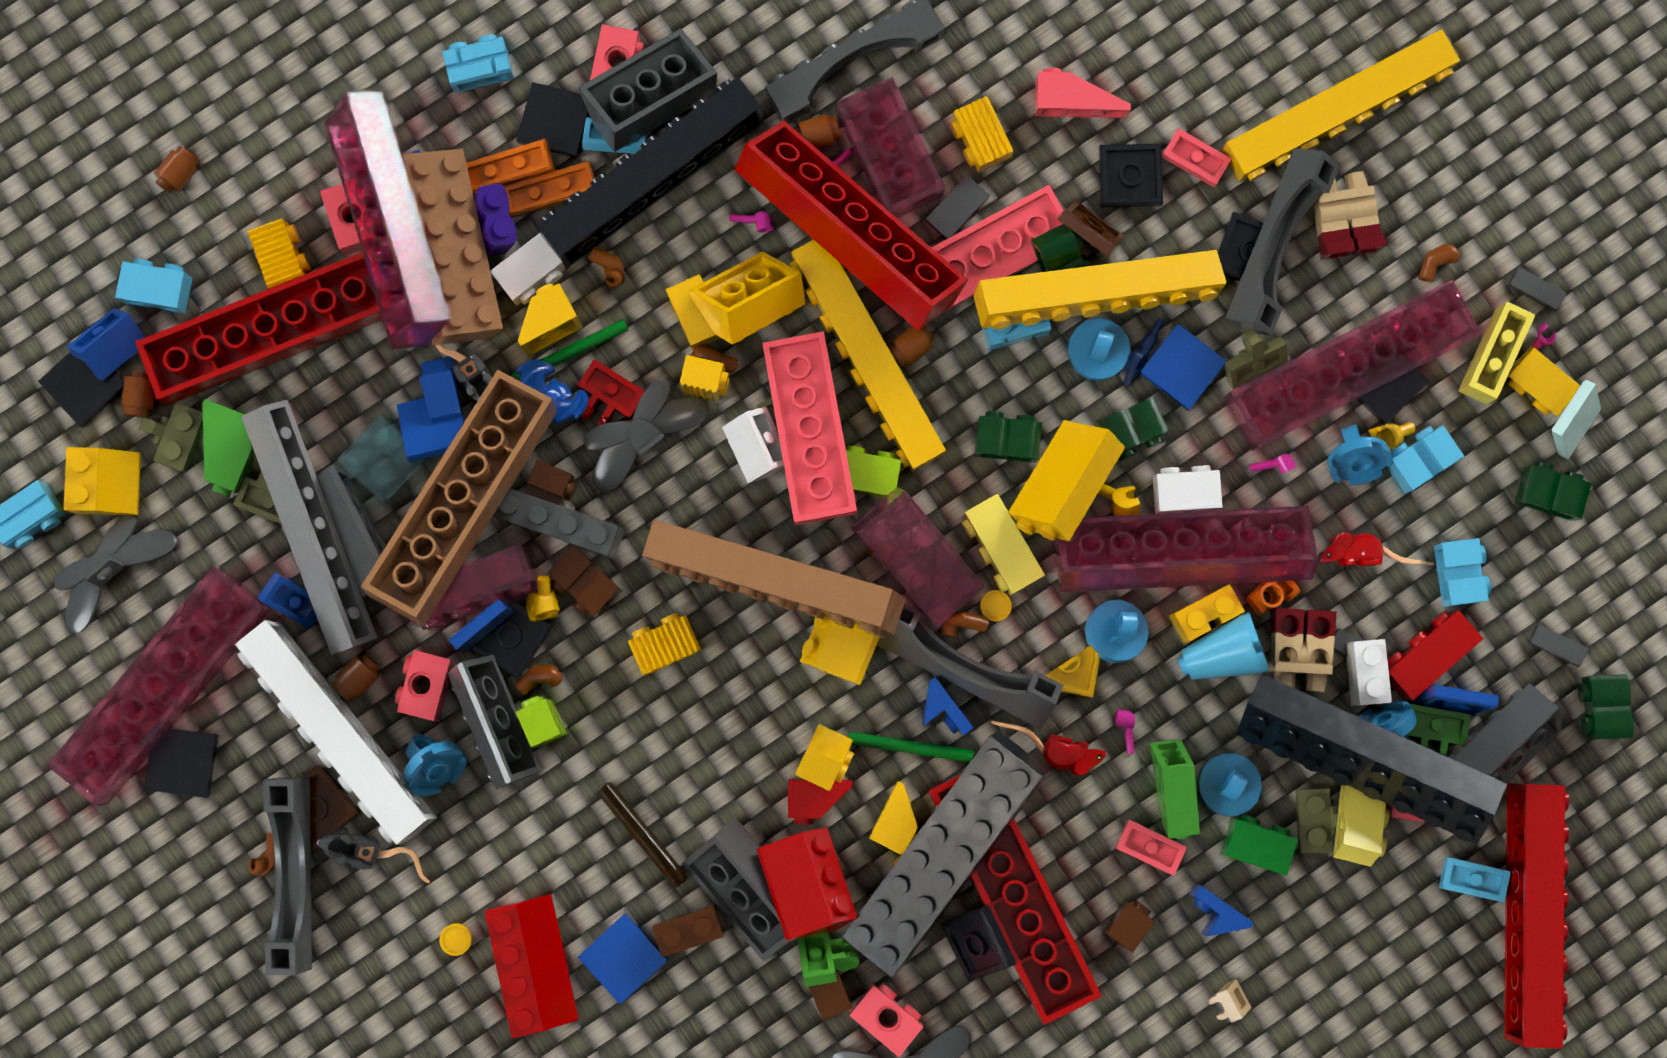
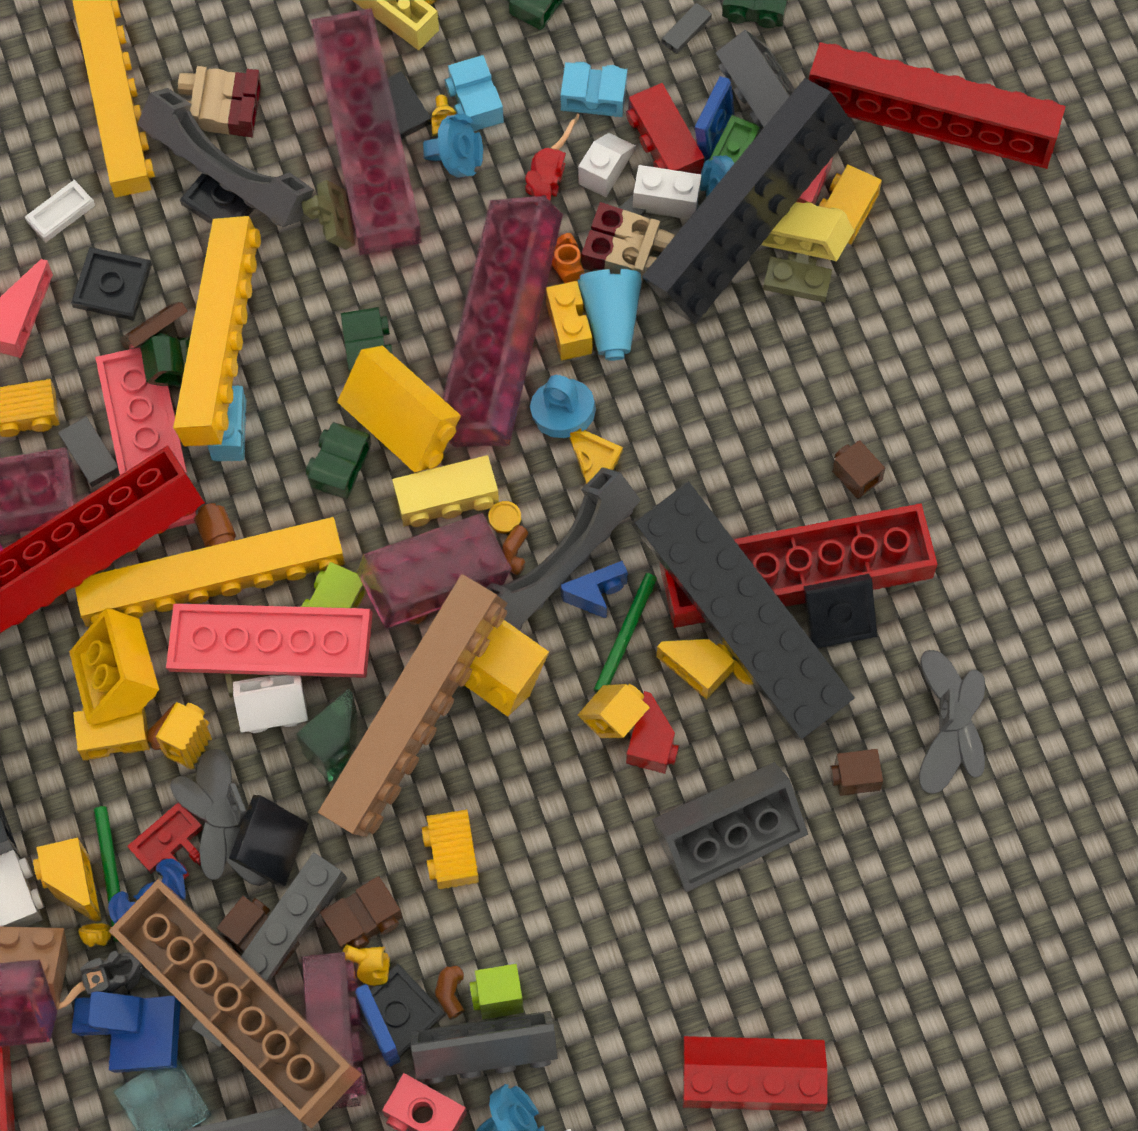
camera: 70 degrees left, 15 degrees down
(512, 355) = (95, 934): none -> yellow piece
(612, 266) = (33, 807): dark orange arm -> none
(622, 958) = (770, 976): blue tile -> none
(627, 481) = (269, 840): none -> black tile
(642, 834) = (645, 924): dark brown axle -> none
(688, 930) = (757, 897): reddish brown brick -> none
(734, 511) = (331, 736): none -> clear green slope
(762, 219) = (36, 642): dark pink hand -> none
(807, 884) = (739, 757): red slope -> none
(822, 956) = (820, 764): bright green hinge -> none
(894, 1036) = (888, 739): coral brick -> none
(1062, 753) = (674, 476): red animal -> none
(1098, 349) = (276, 356): dark azure tile -> none
(1122, 500) = (437, 370): yellow piece -> none
(1126, 719) = (655, 420): dark pink hand -> none
(1139, 356) = (293, 318): dark blue hand -> none
(1151, 847) = (785, 430): coral plate -> none
(1175, 788) = (733, 390): bright green slope -> none
(1183, 367) = (318, 284): blue tile -> none
(1187, 490) = (442, 308): white brick -> none
(1191, 104) = (60, 211): none -> white tile
(1196, 157) = (114, 218): coral plate -> none
(1225, 917) = (867, 380): blue slope -> none
(1229, 784) = (742, 345): dark azure tile -> none
(1232, 1000) = (955, 393): tan tile -> none
(1258, 845) = (809, 331): green brick -> none
(1284, 463) = (441, 217): dark pink hand -> none
(1386, 604) = (604, 163): none -> white slope
(1411, 853) = (854, 194): none -> yellow brick
(1443, 254) = (284, 35): dark orange arm -> none
(1474, 879) = (890, 152): medium azure plate -> none

